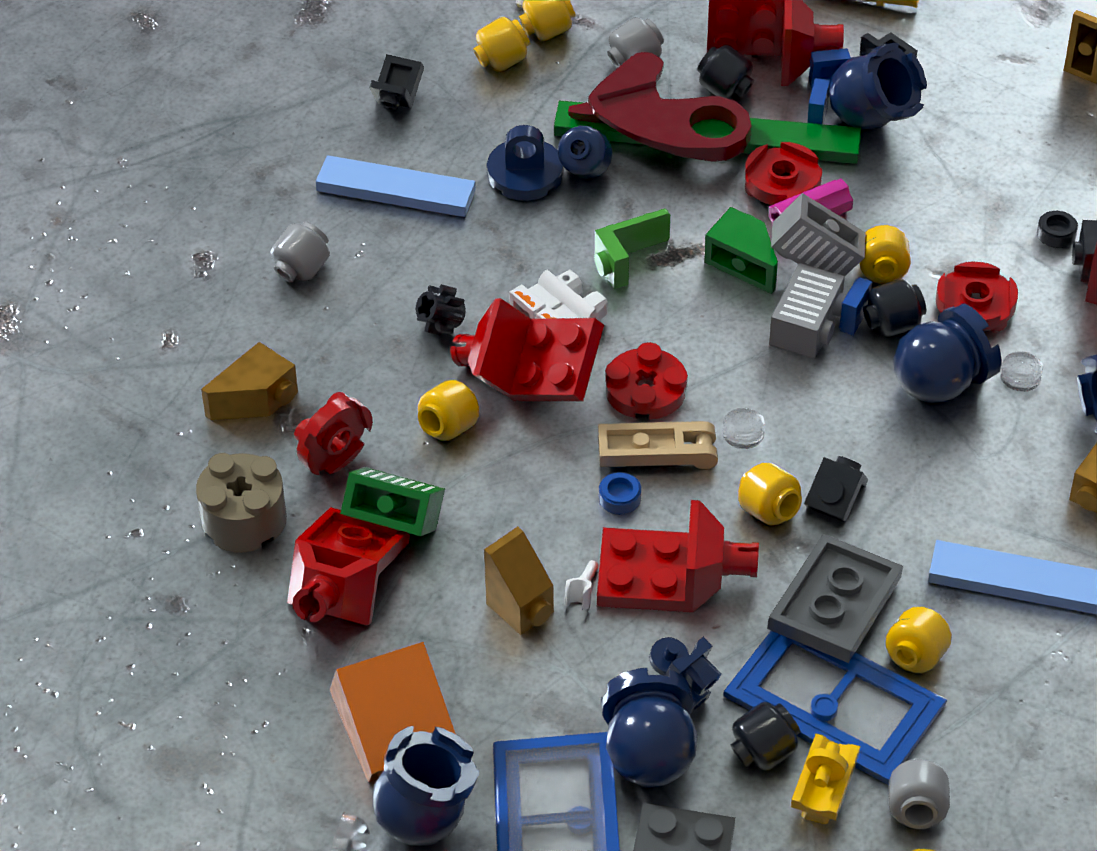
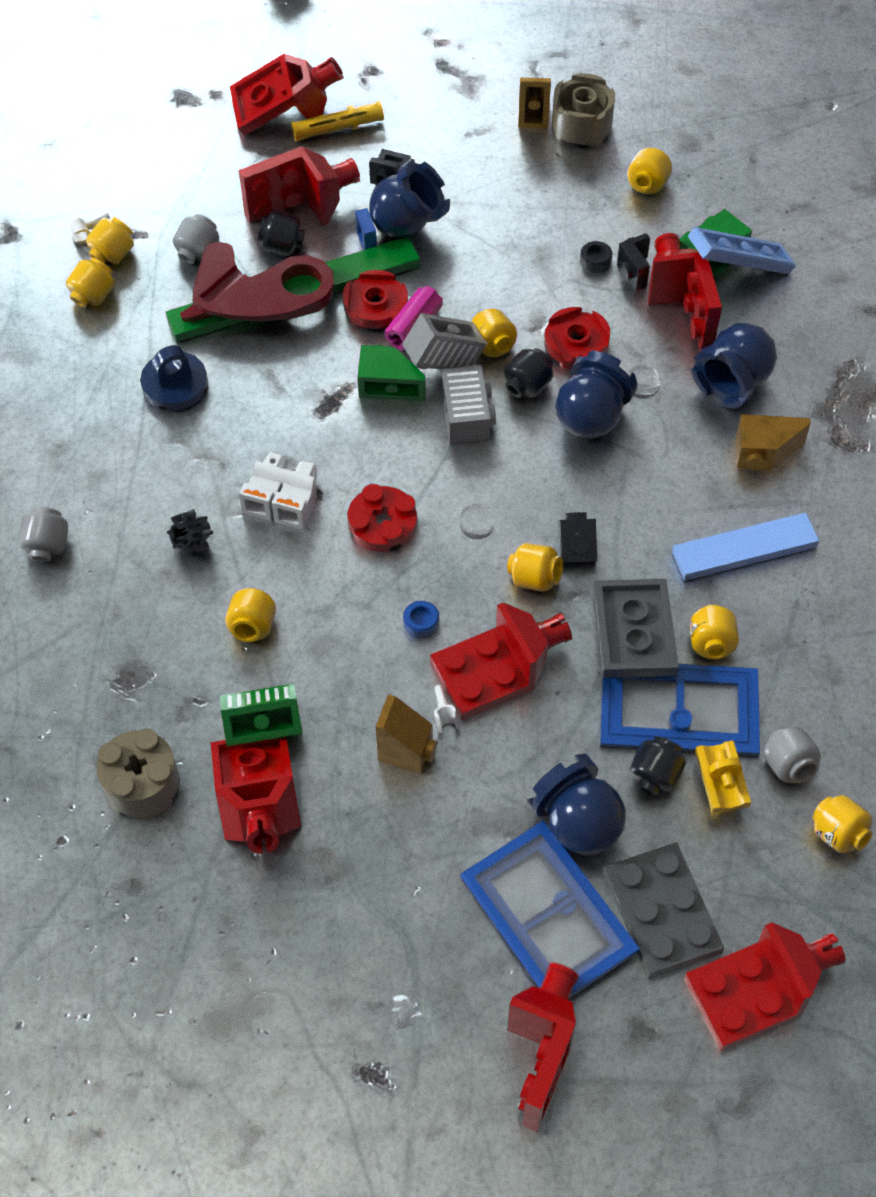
camera: 30 degrees left, 10 degrees up
(251, 386) = (80, 668): pearl gold slope -> none
(333, 434) = (180, 681): red plate -> none
(385, 697) = (379, 894): orange slope -> none
(396, 186) = (80, 440): light blue tile -> none
(397, 82) = (26, 351): black bracket -> none
(424, 785) = (450, 945): dark blue tile -> none
(530, 356) = (291, 539): red plate -> none
(585, 152) = (226, 339): dark blue head -> none
(619, 239) = (286, 411): bright green bracket -> none
(657, 444) = (424, 566): tan plate -> none
(696, 668) = (565, 743): dark blue hips -> none
(825, 63) = (354, 197): blue tile -> none
(853, 305) = (498, 384): blue tile -> none

